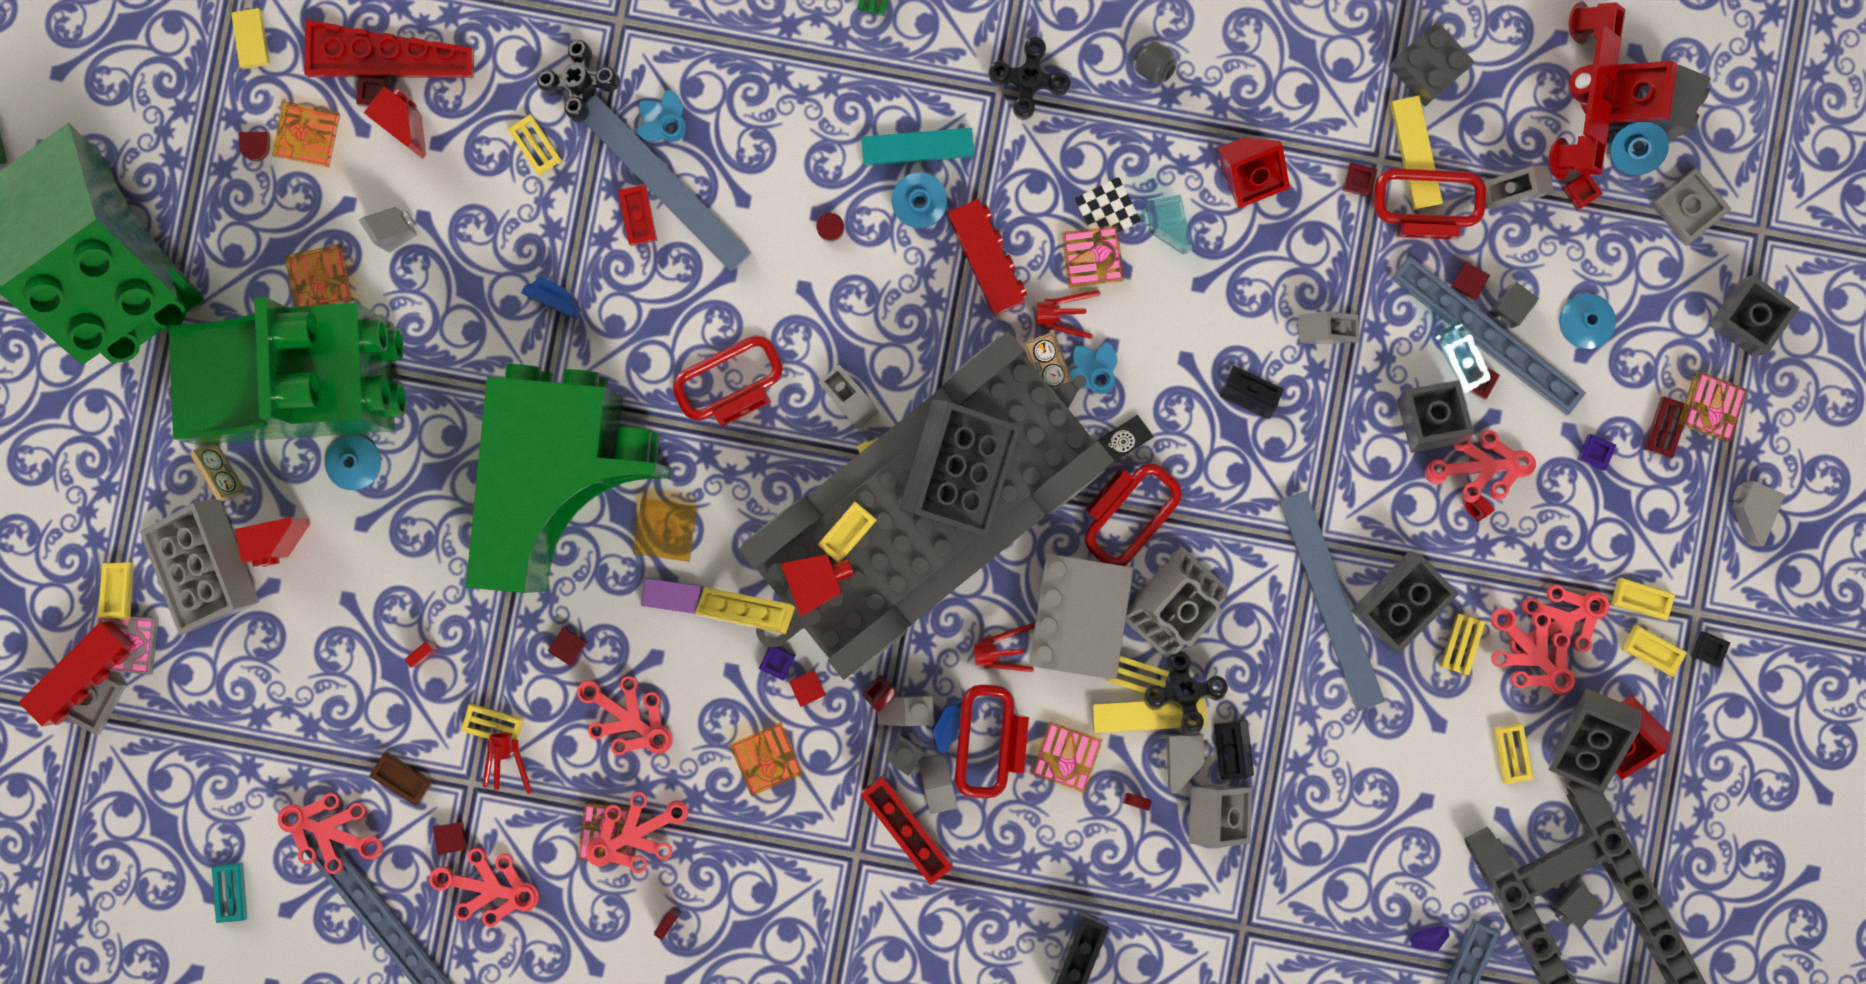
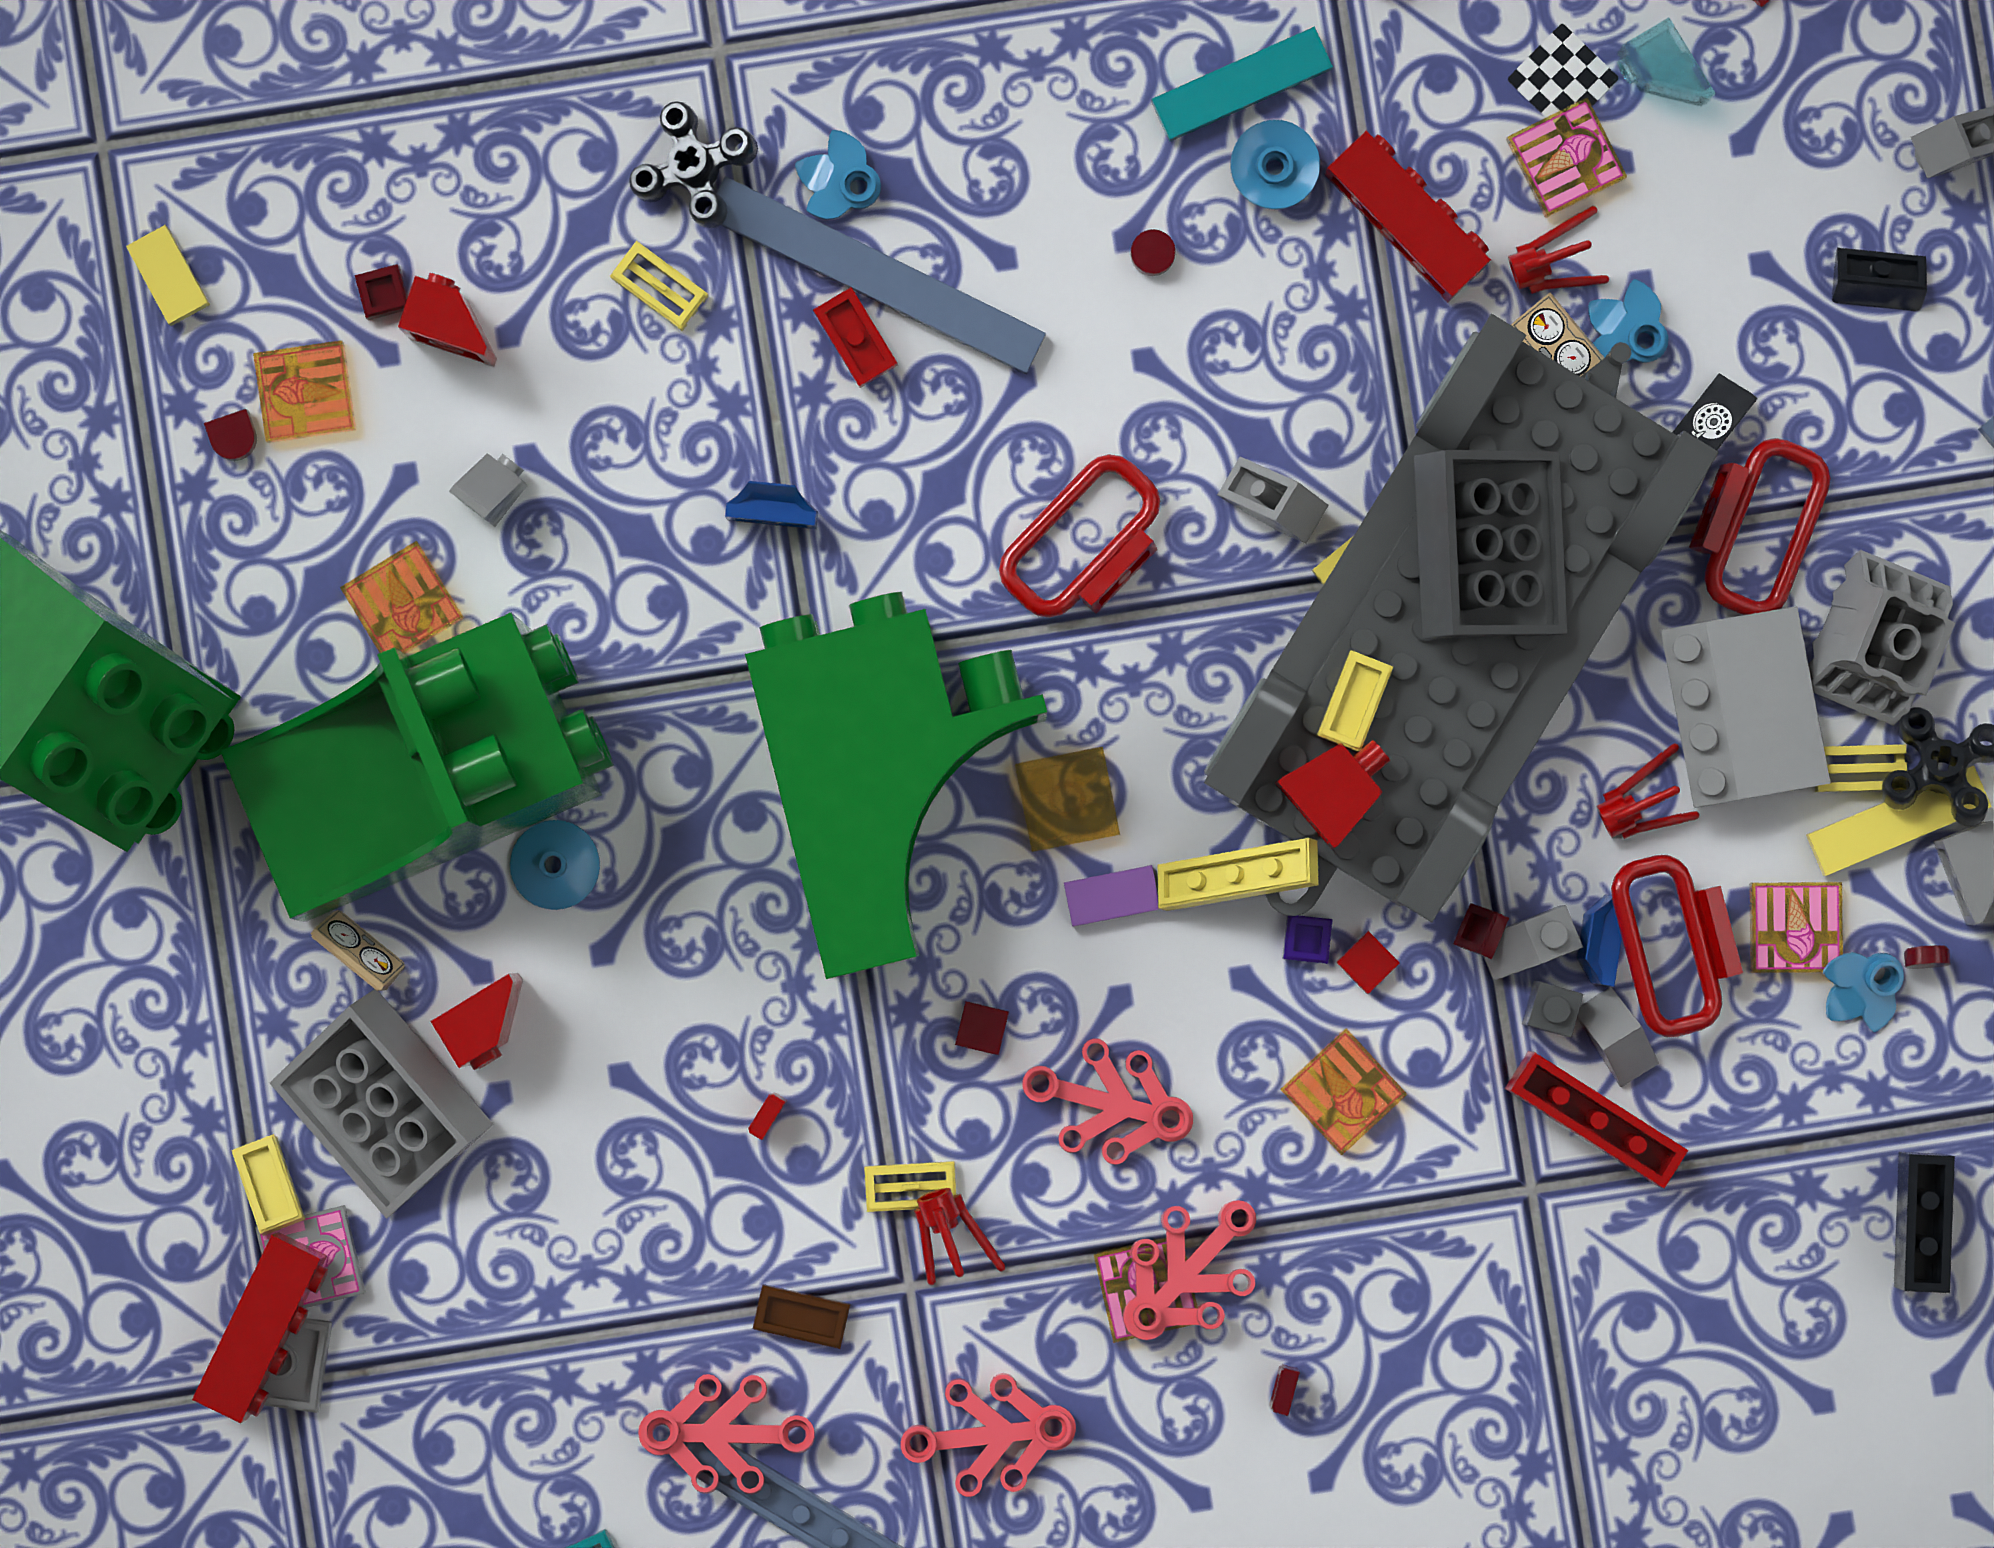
camera: 15 degrees left, 0 degrees up
(361, 53) = (346, 238): red wing -> none
(450, 837) = (908, 1379): dark red tile -> none
(1089, 807) = (1858, 992): none -> dark azure plate

